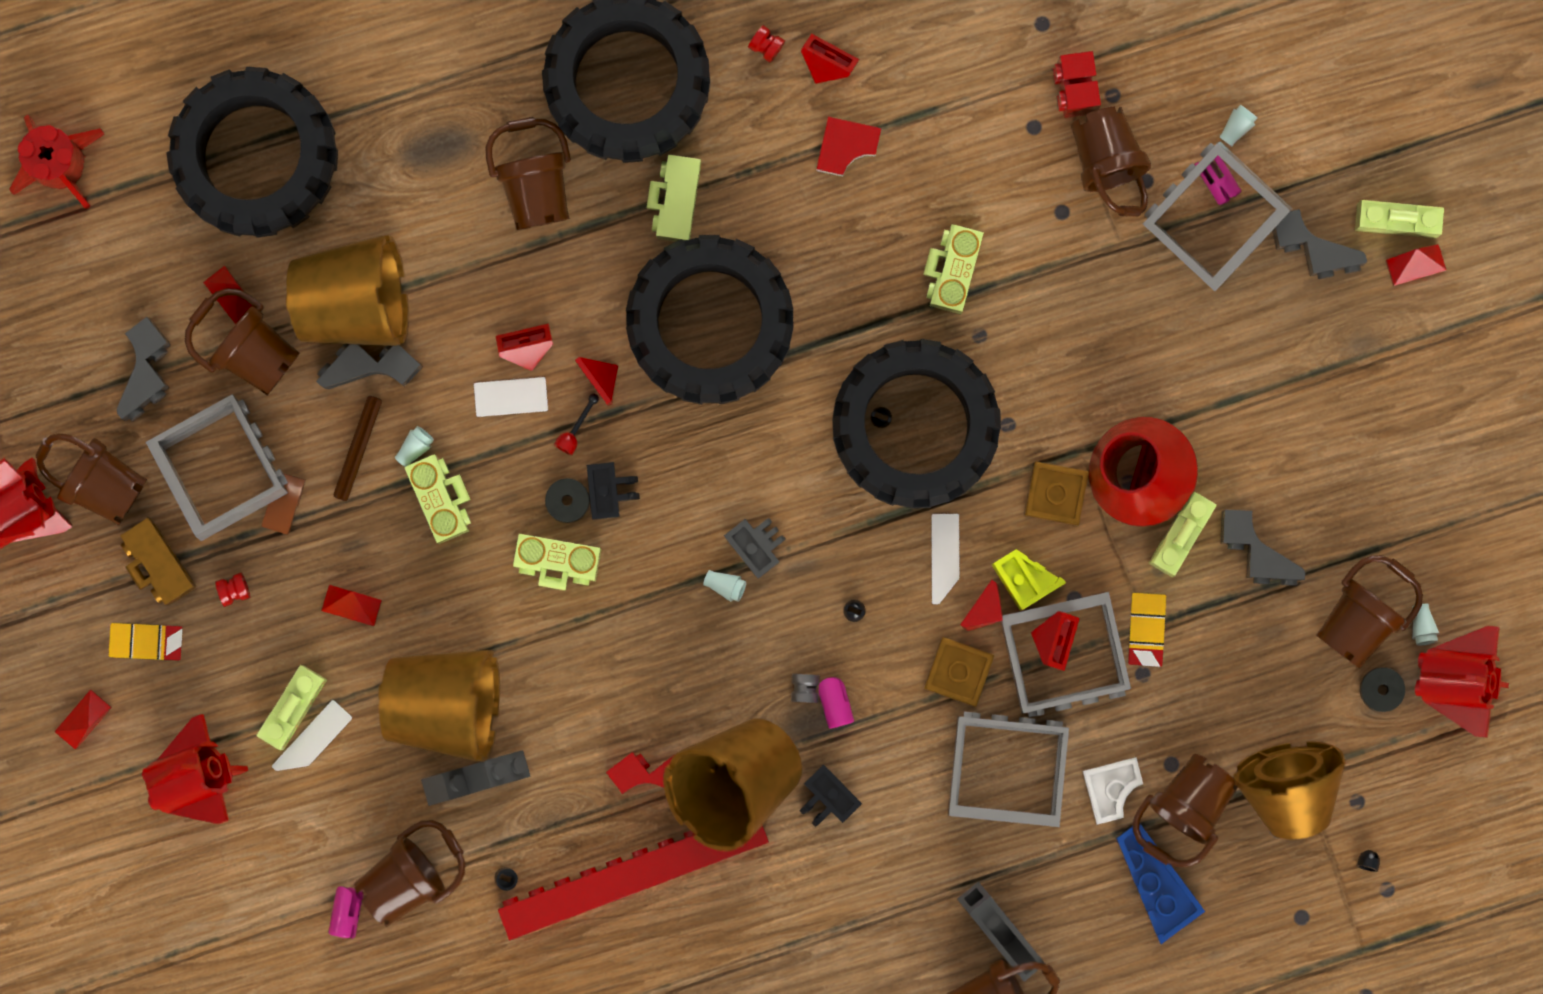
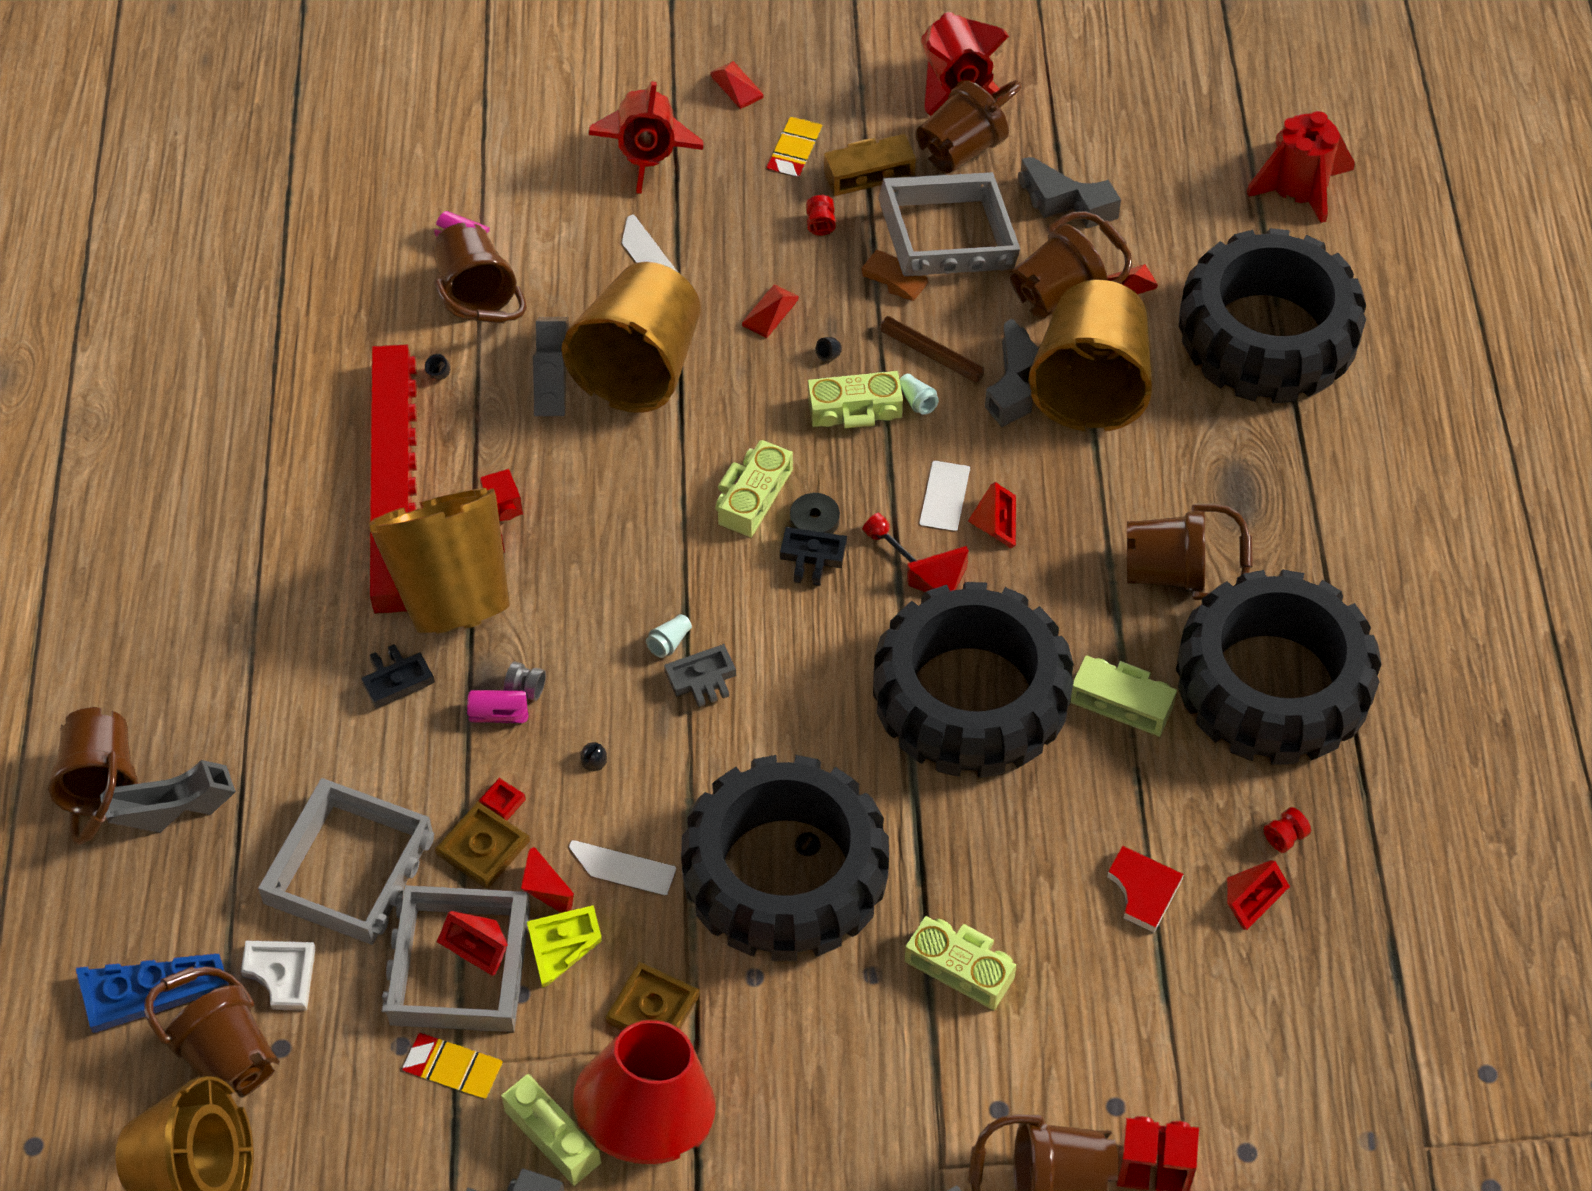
camera: 105 degrees right, 30 degrees down
(291, 707) = (684, 233): yellowish green piece -> none
(385, 539) = (828, 348): none -> black hinge
(915, 670) = (502, 799): none -> red tile

